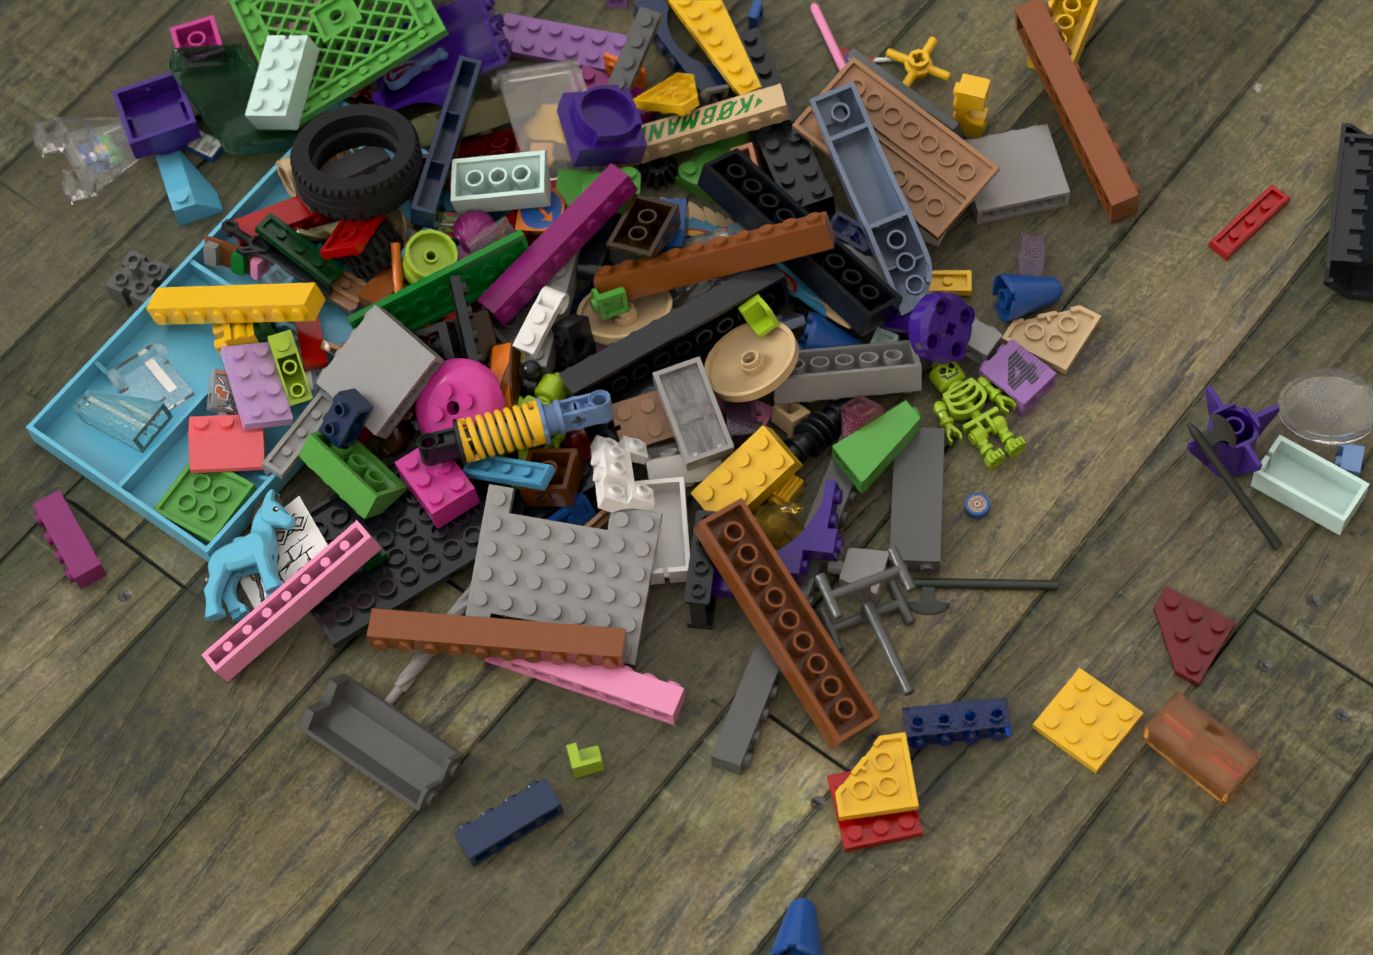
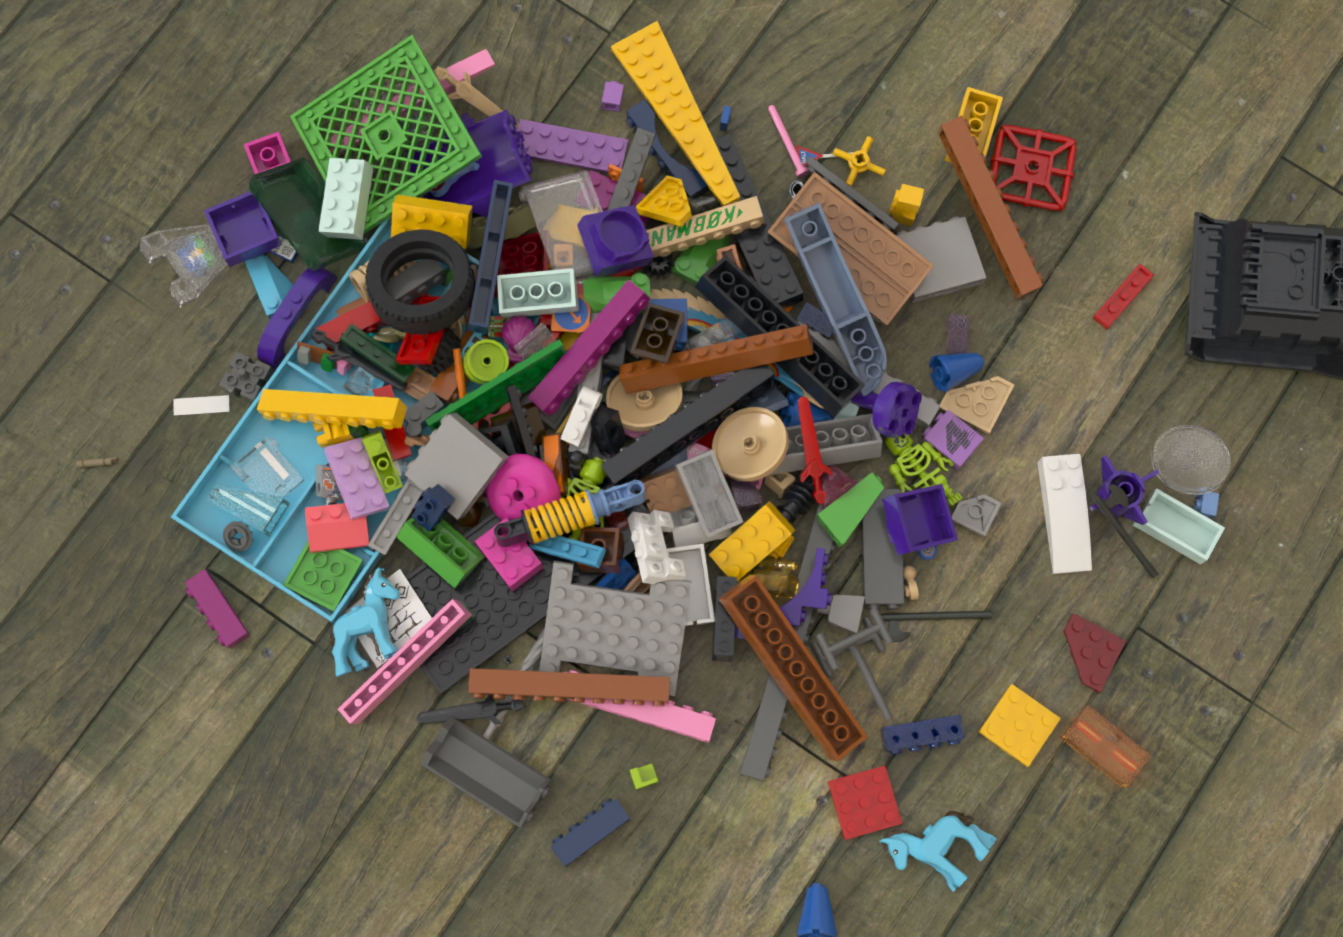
camera: 15 degrees left, 15 degrees up
(83, 314) = (201, 405): none -> white sticker
(97, 446) = (237, 544): none -> dark grey gear
(199, 203) = (288, 313): none -> dark purple arch
(336, 323) = (419, 412): none -> dark grey hinge
(391, 667) = (477, 710): none -> black sword
(407, 100) = (428, 214): none -> yellow brick
(609, 303) = (633, 395): bright green bracket -> none
(758, 316) = (754, 407): lime panel -> none
(830, 377) = (814, 464): none -> red sword
(879, 781) = (869, 788): yellow plate -> none
(951, 550) = (911, 588): none -> tan plate
(952, 281) = (899, 358): yellow plate -> none
(963, 457) = (919, 519): none -> dark purple container
(964, 858) = (937, 843): none -> medium azure animal
(1043, 464) = (976, 514): none -> light grey plate
(1151, 71) = (1043, 162): none -> red plate
(1161, 467) = (1066, 513): none -> white slope

